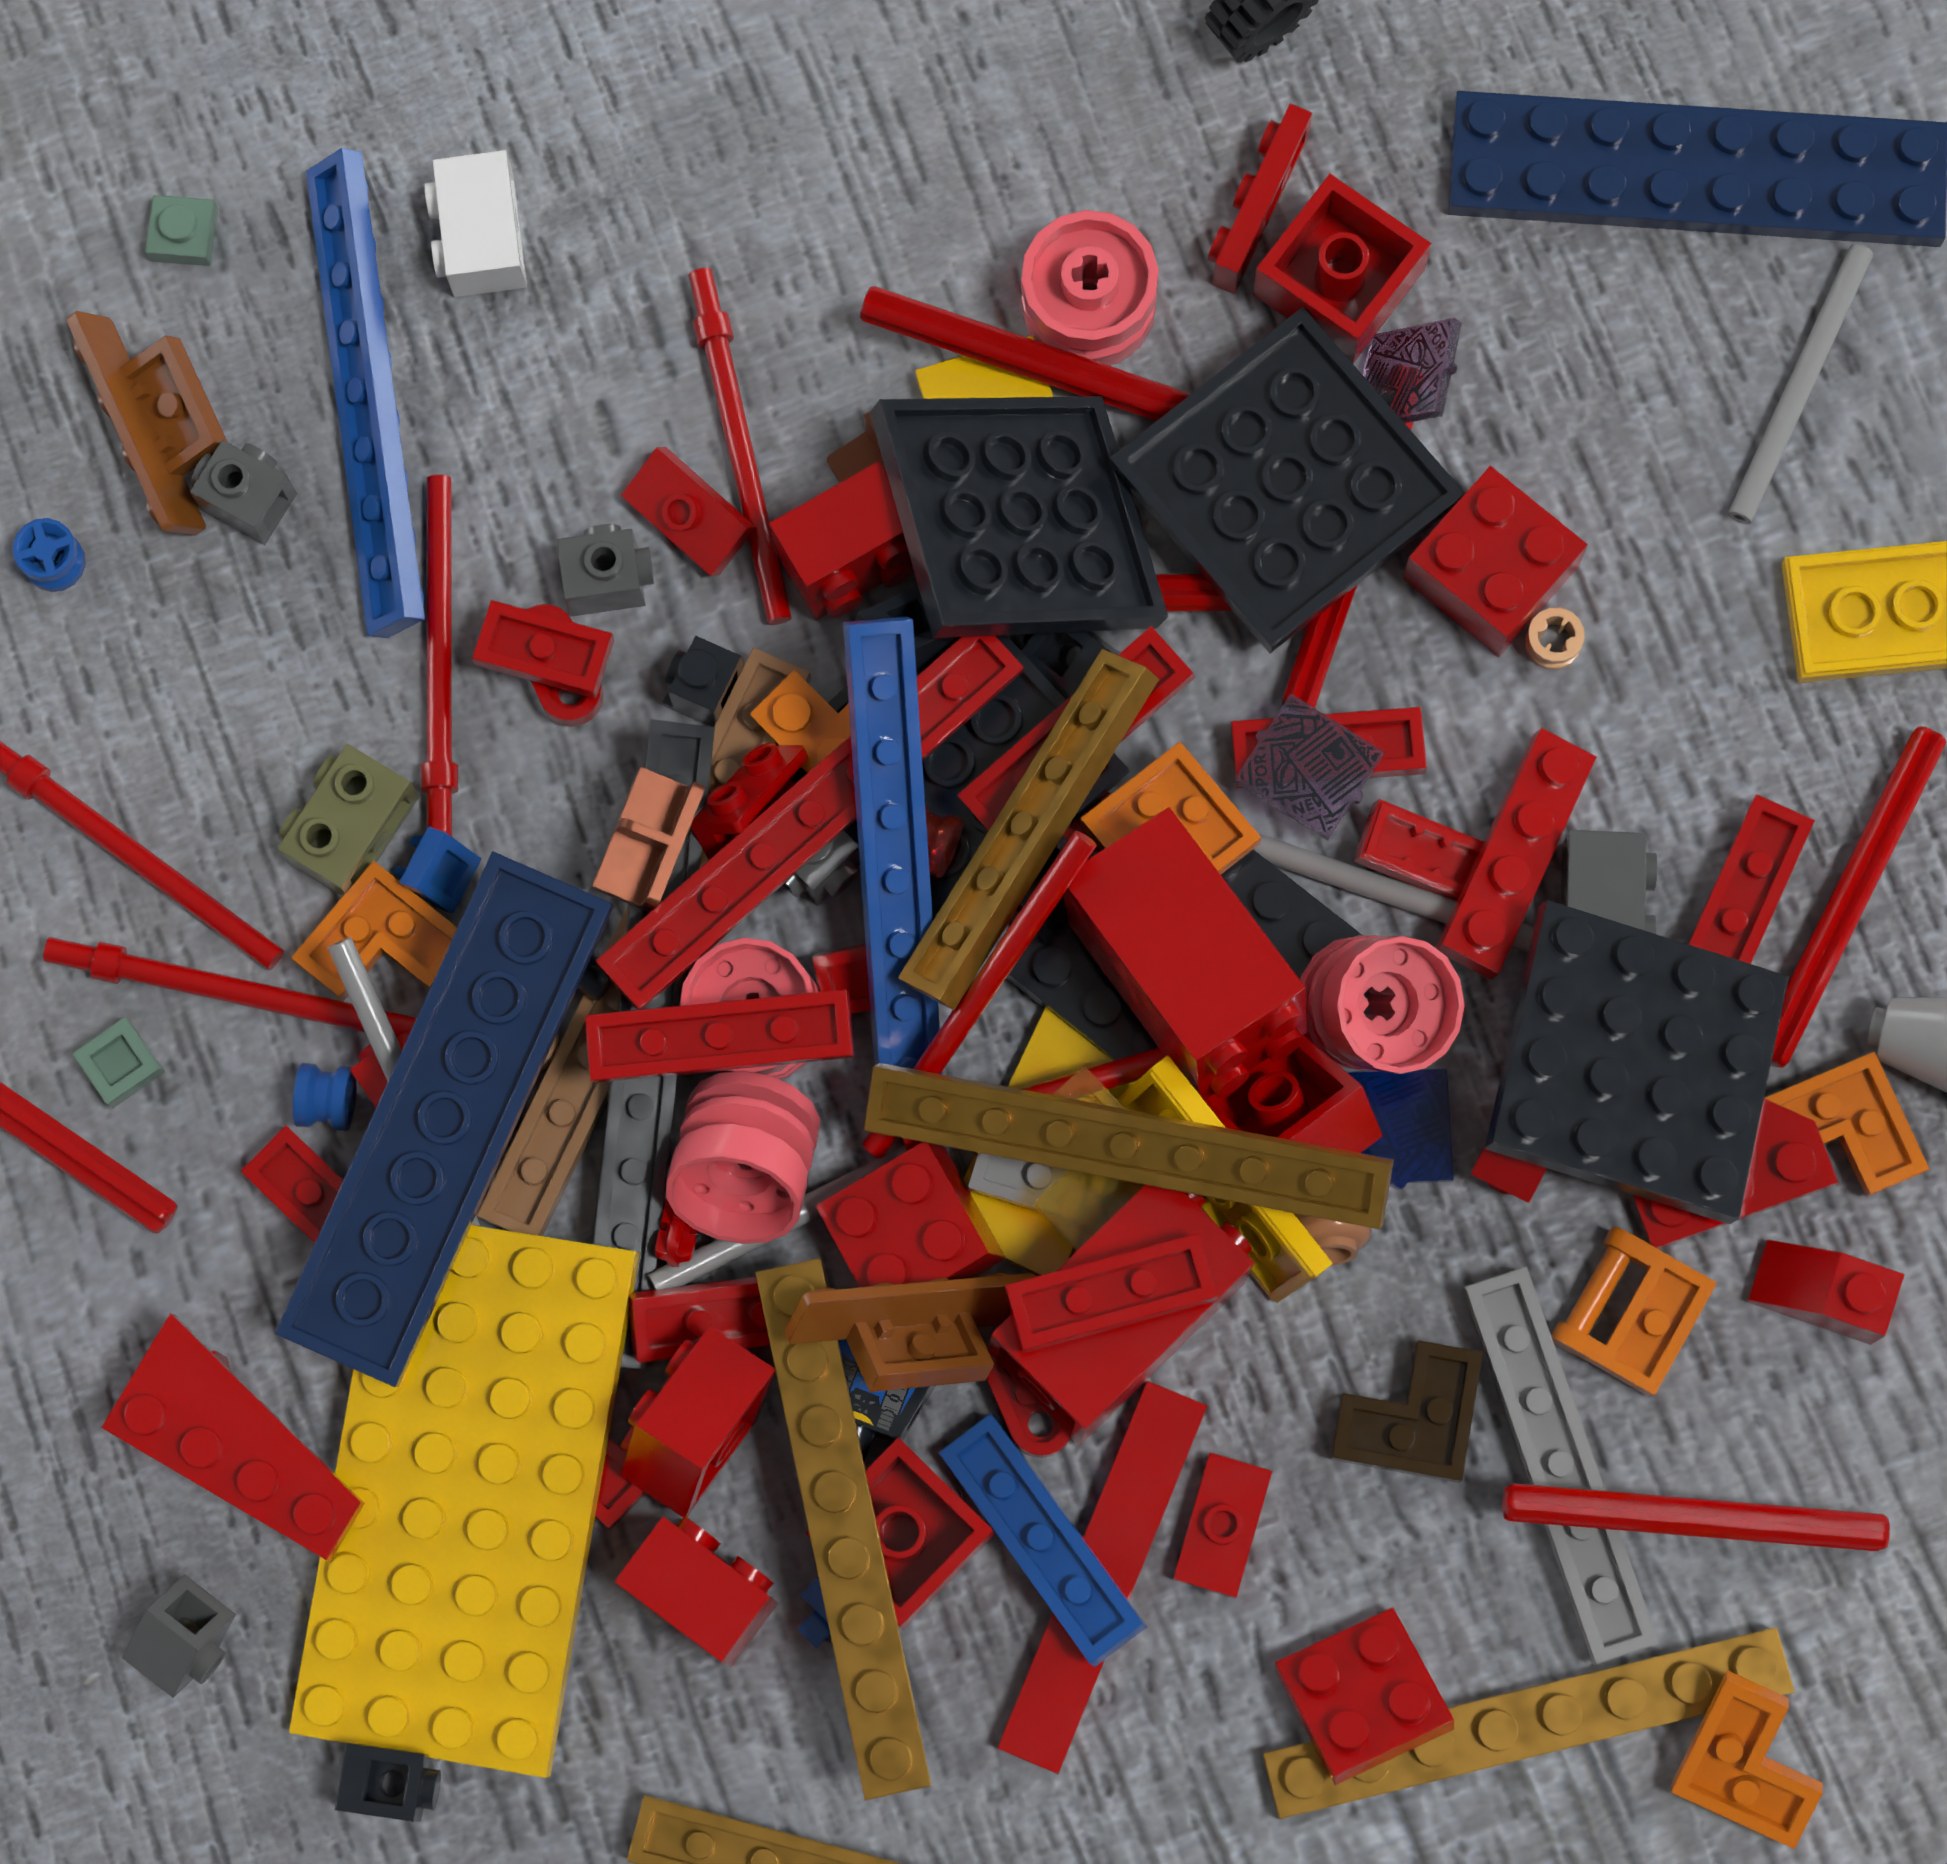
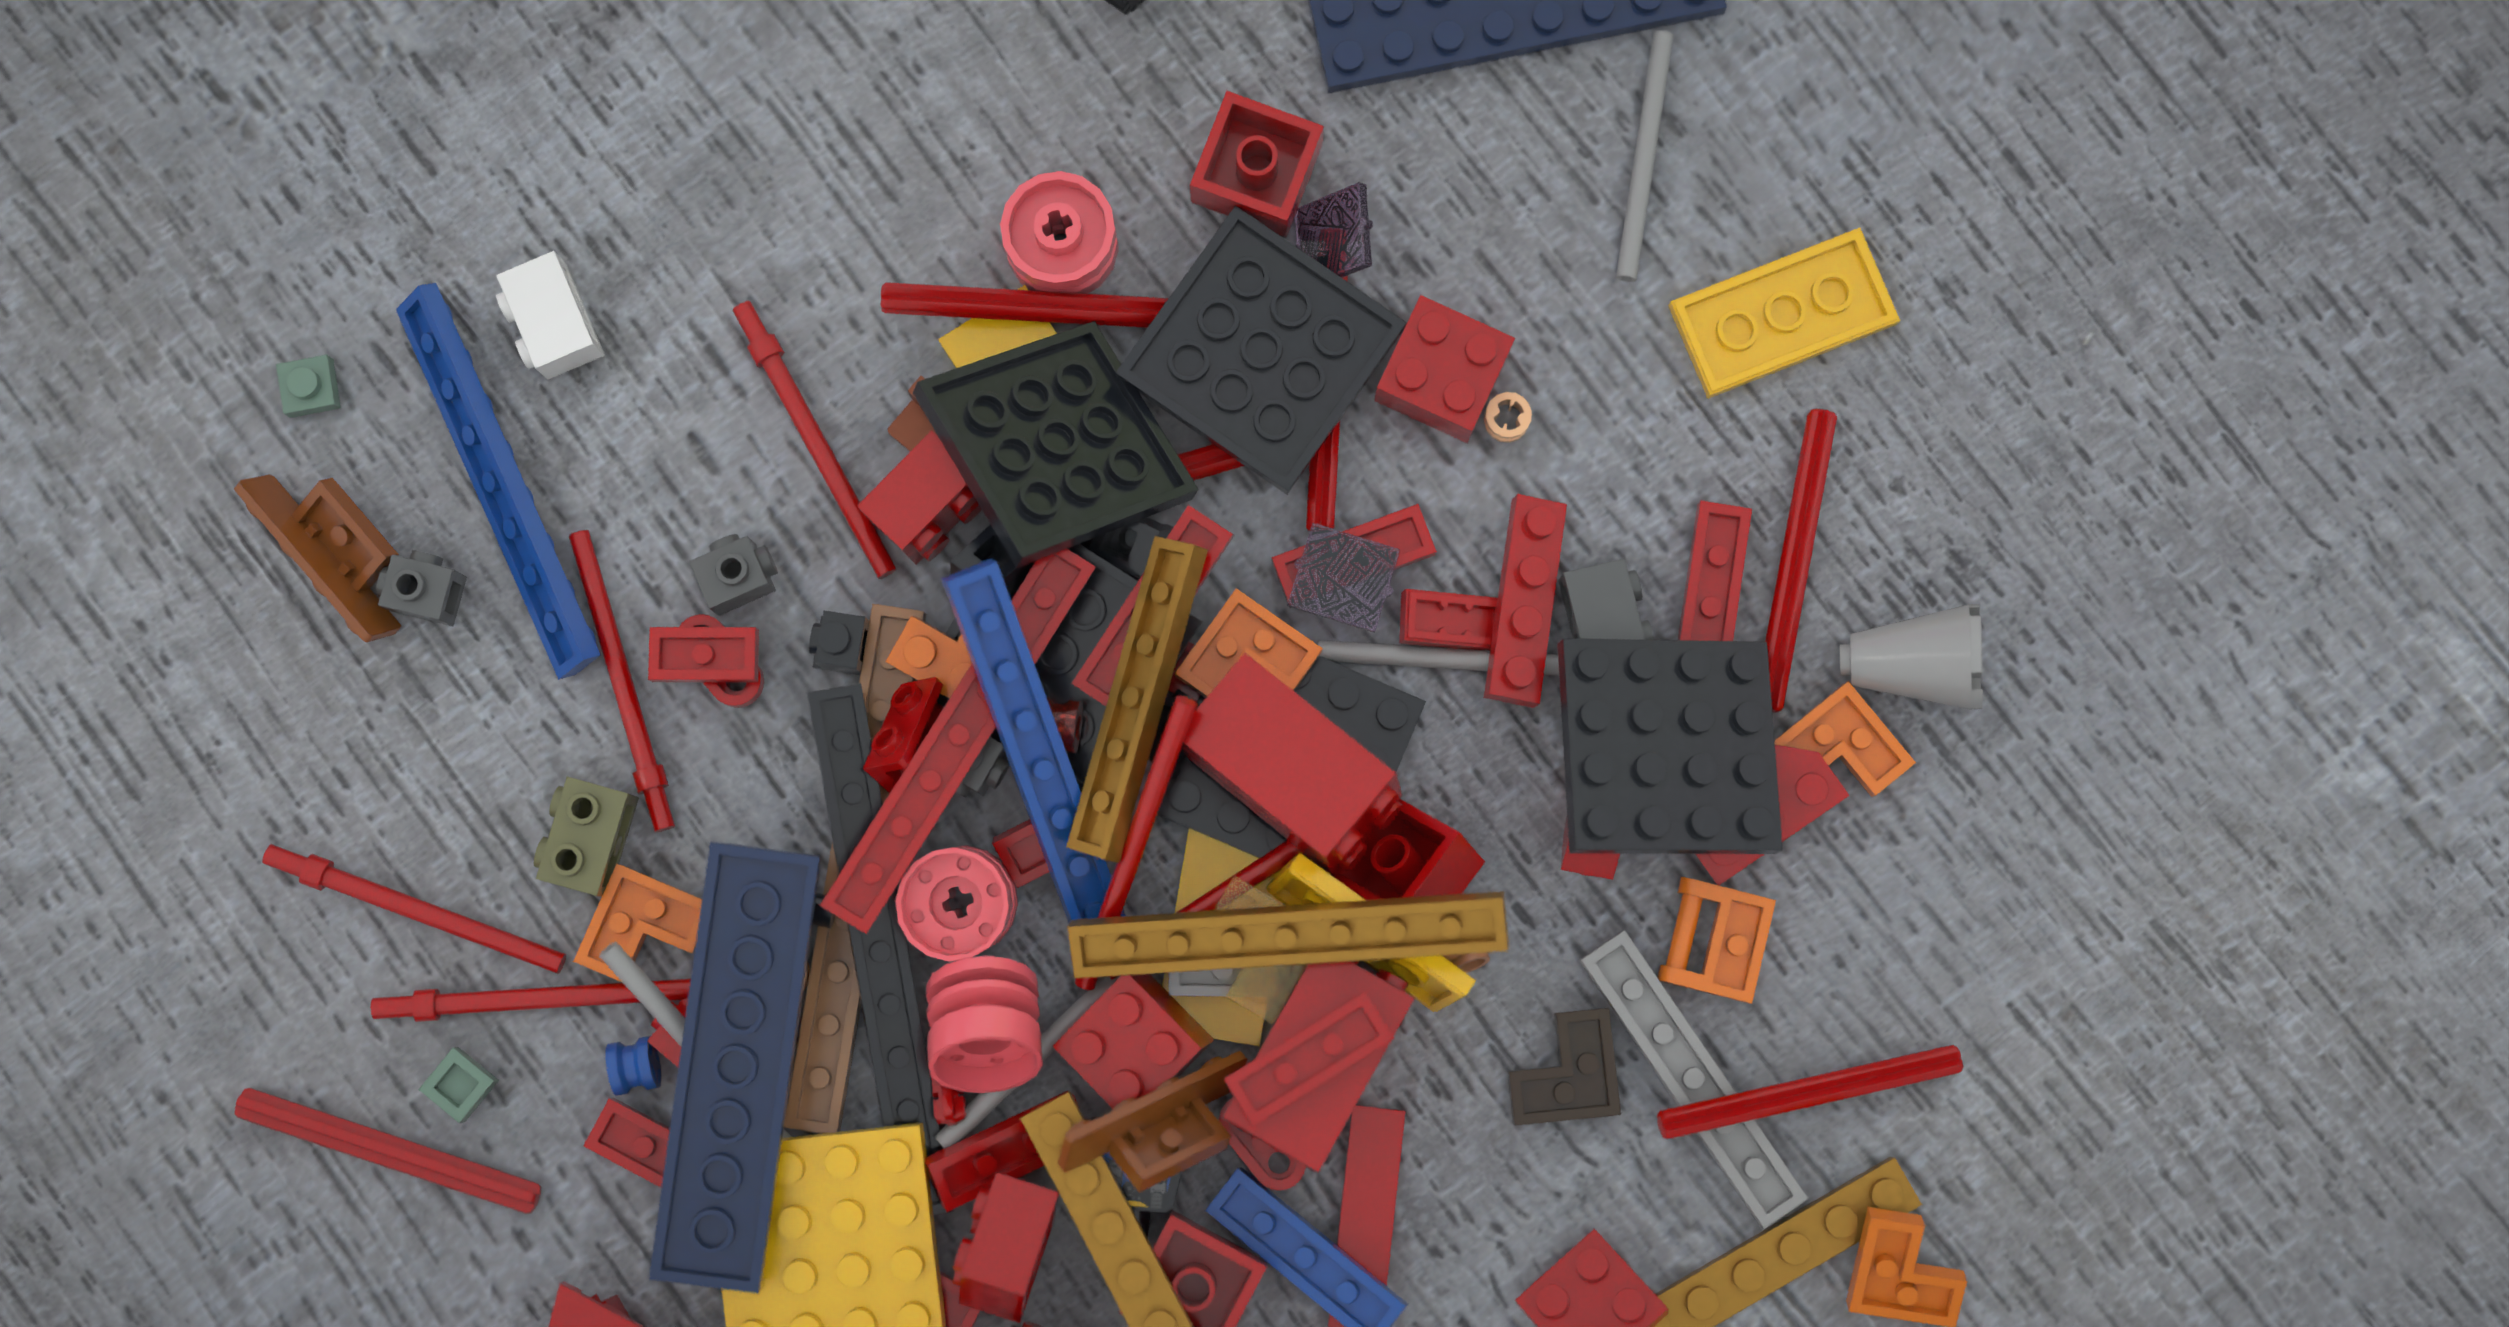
camera: 20 degrees left, 5 degrees up
(39, 543) = (268, 680): blue wheel -> none
(439, 869) = (671, 855): blue tile -> none
(647, 839) = (833, 792): panel -> none
(688, 511) = (788, 505): red plate -> none
(719, 1036) = (937, 938): red plate -> none
(1222, 1525) = (1443, 1201): red plate -> none
(1258, 197) = (1173, 122): red plate -> none
(1411, 1002) = (1479, 754): coral wheel -> none
(1414, 1124) = (1502, 837): clear blue piece -> none
(1826, 1289) = (1861, 880): red slope -> none

